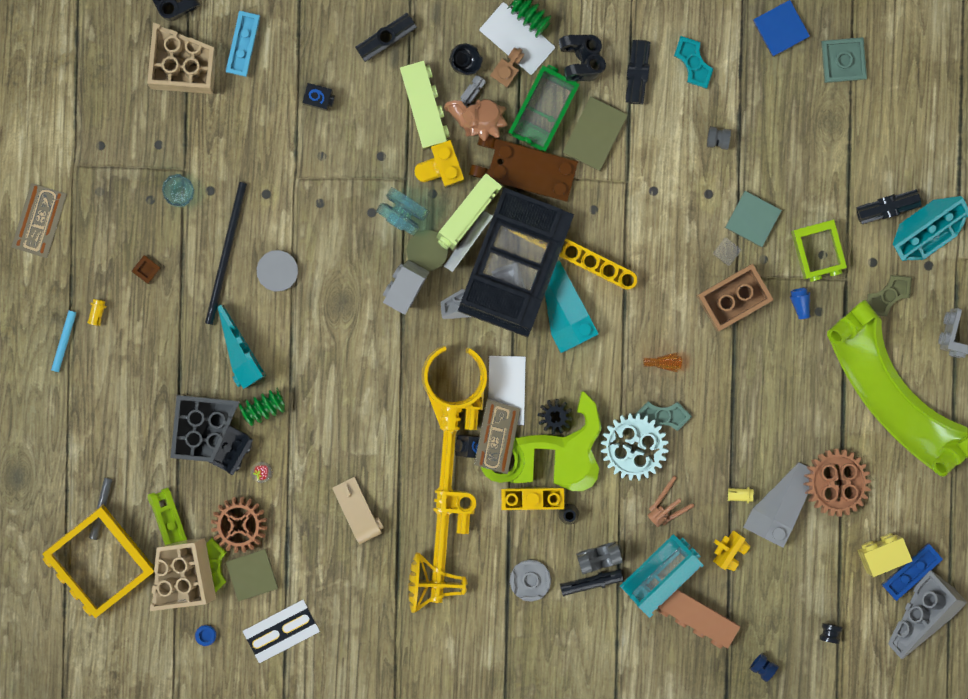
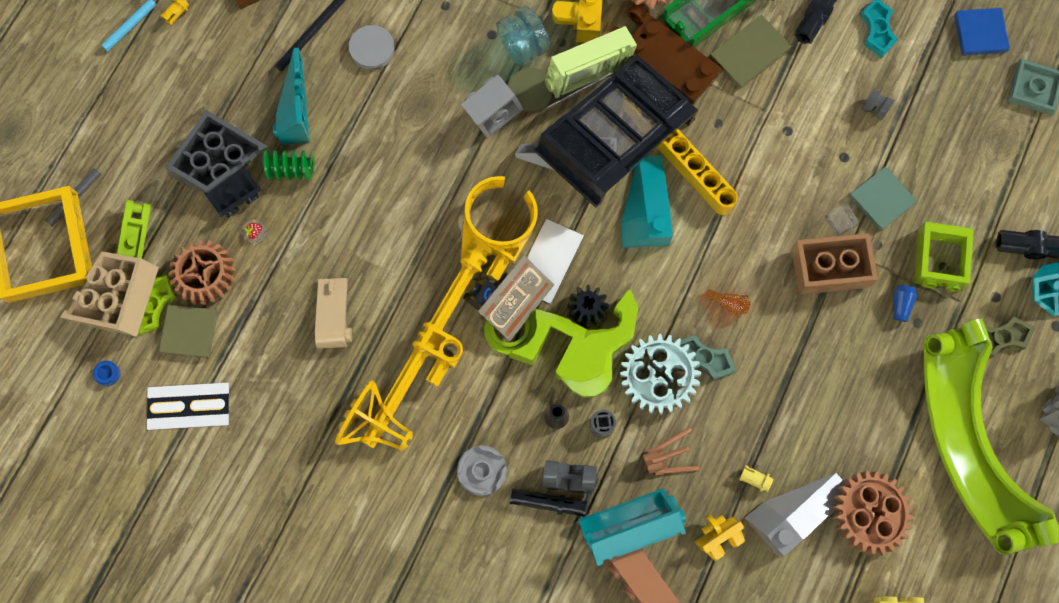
camera: 25 degrees right, 15 degrees down
(532, 498) = (524, 379): yellow slope -> none
(606, 505) = (605, 427): none -> dark grey wheel

